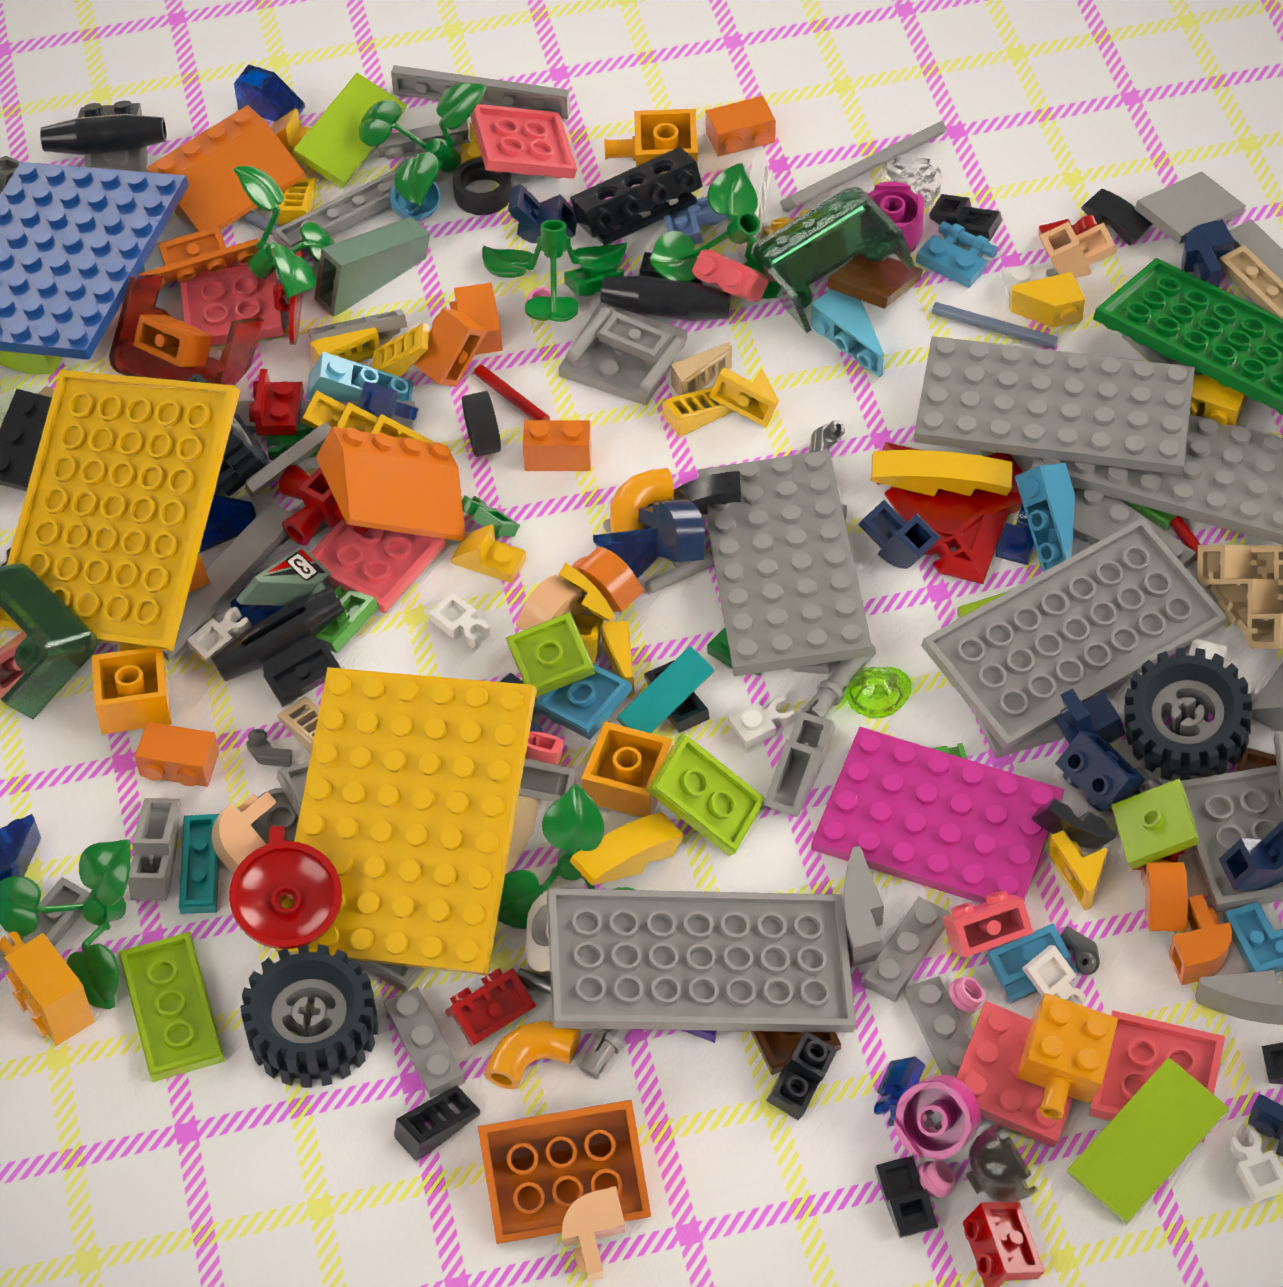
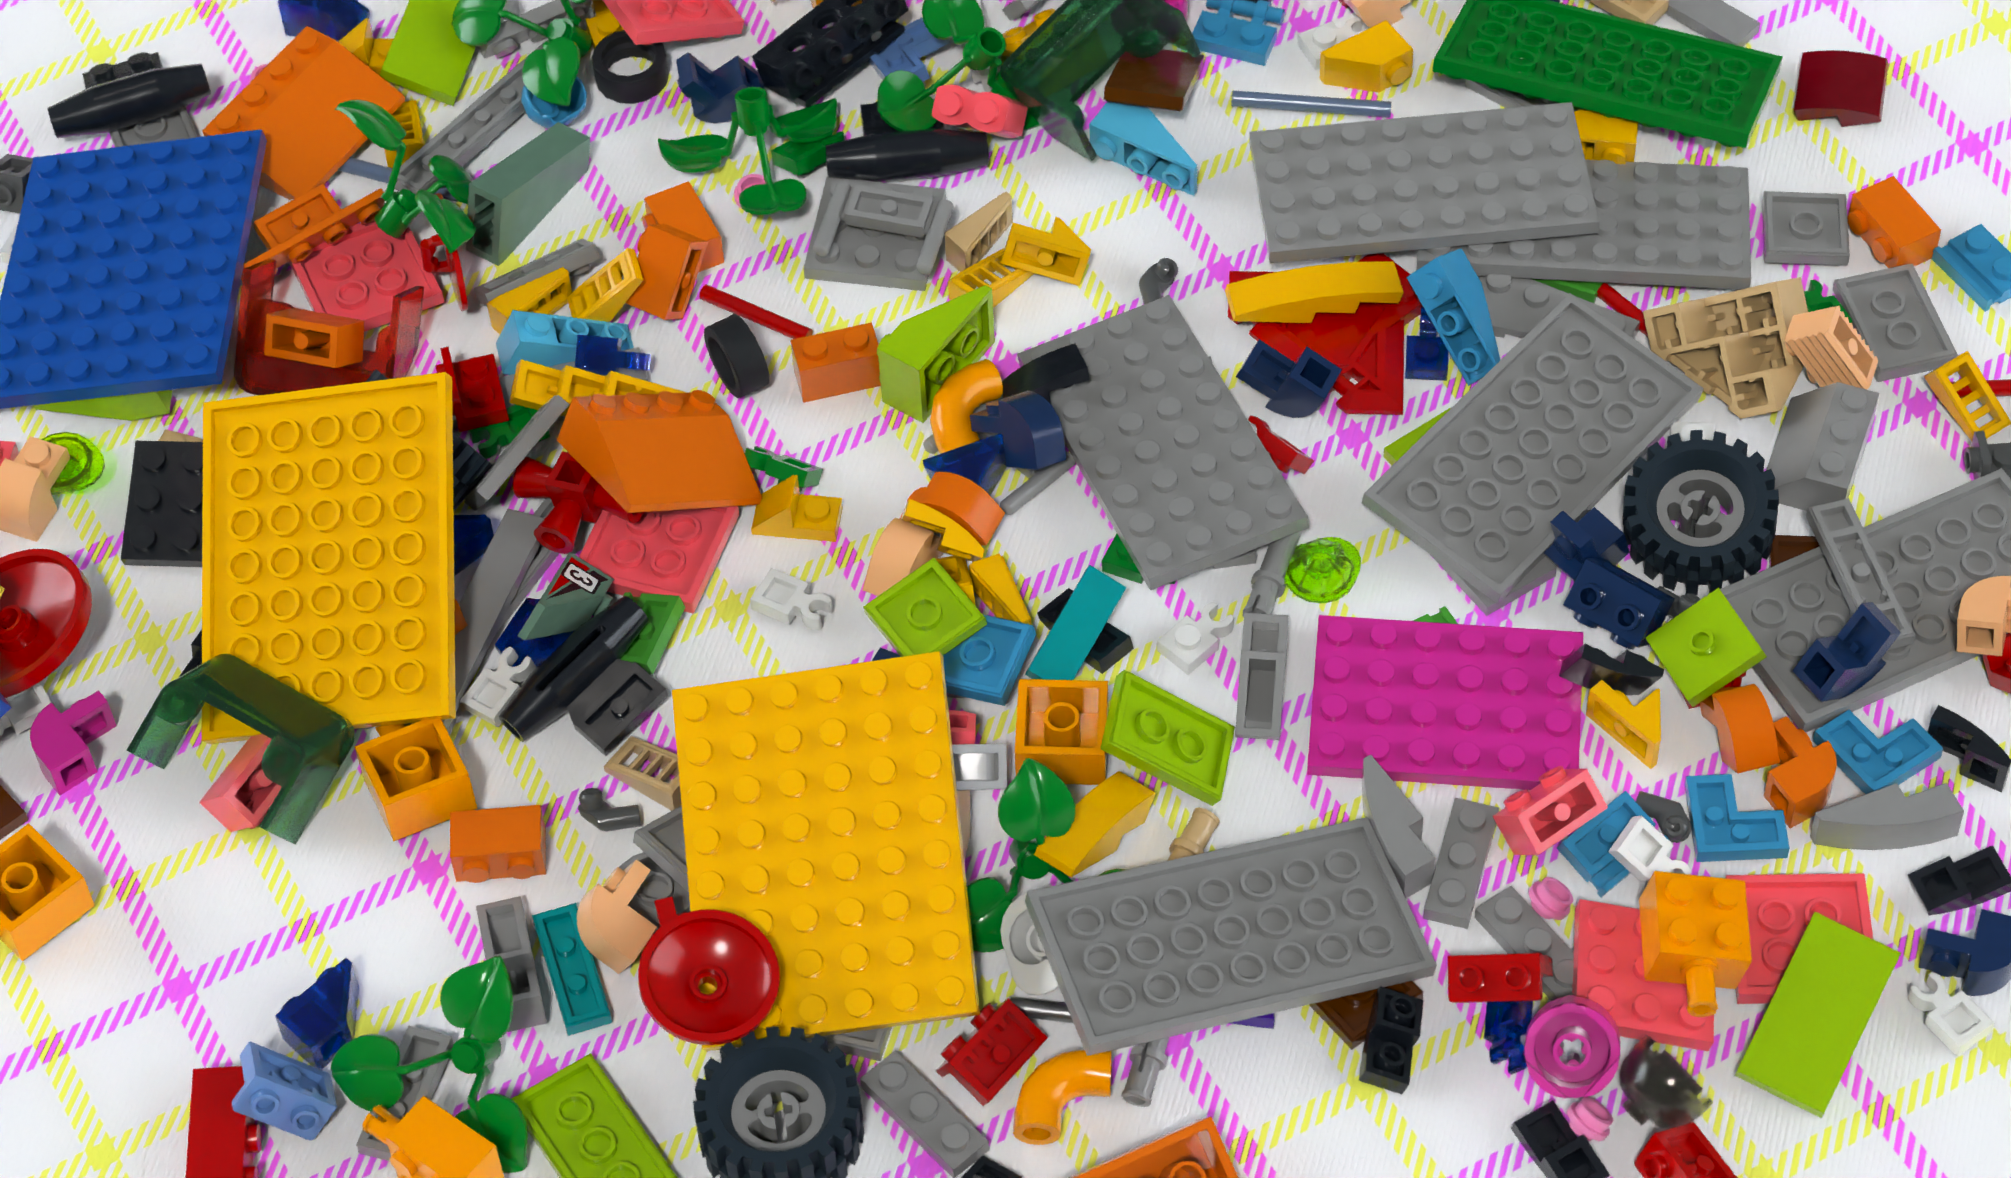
camera: 15 degrees left, 0 degrees up
(632, 448) = (933, 347): none -> lime slope
(704, 876) = (1195, 835): none -> tan pin
(876, 592) = (1280, 450): none -> red plate
(899, 1046) = (1497, 977): none -> red bracket
(1126, 977) = (1725, 833): none -> dark azure plate

